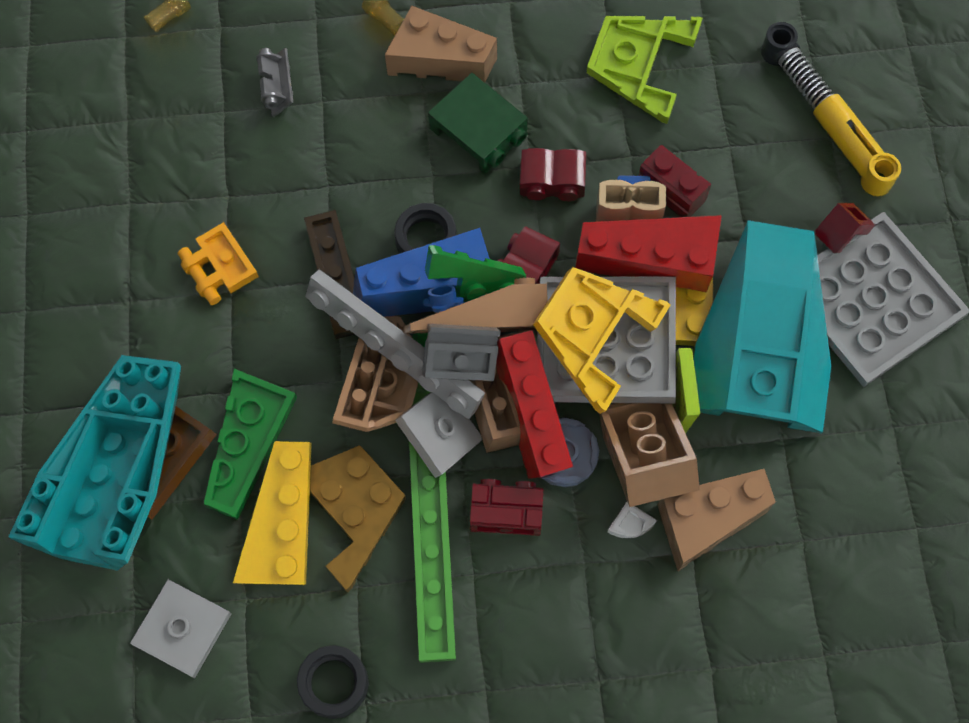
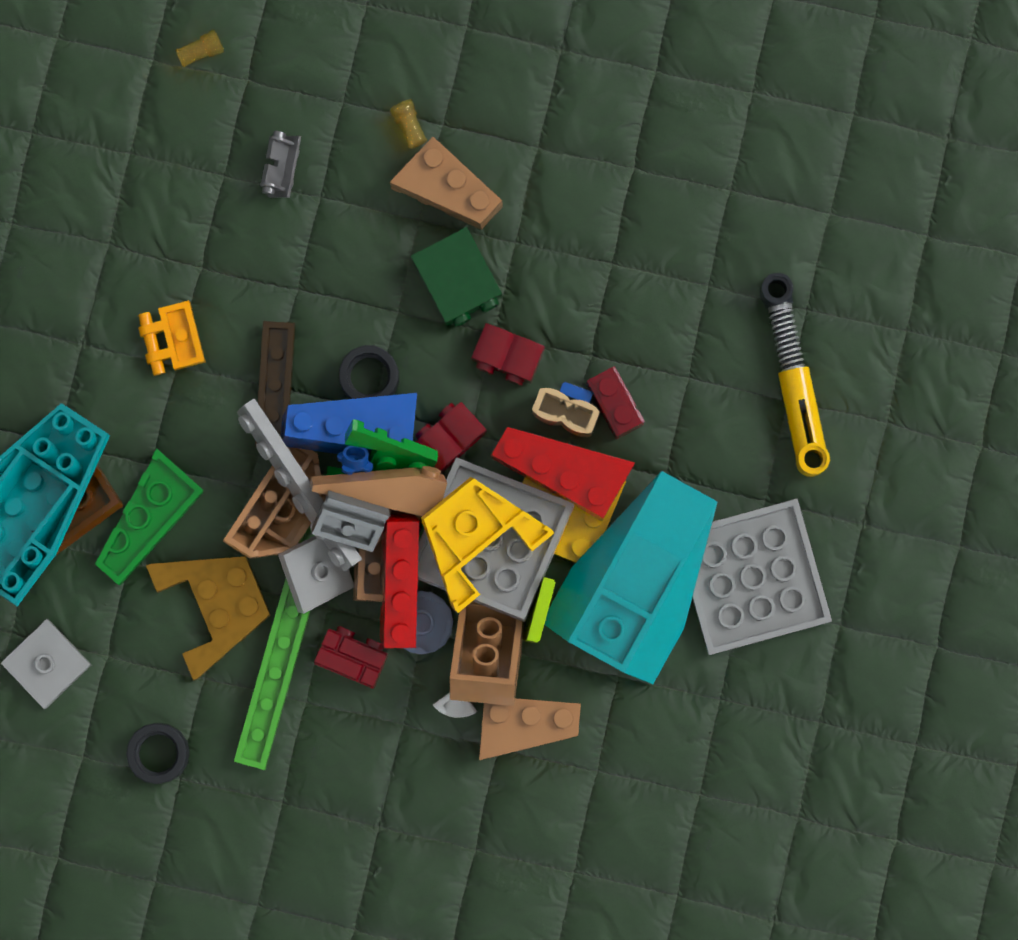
camera: 25 degrees right, 15 degrees up
(279, 526) = (153, 606): yellow wing -> none
(627, 54) = (627, 249): lime wing -> none
(842, 225) = (751, 502): dark red panel -> none

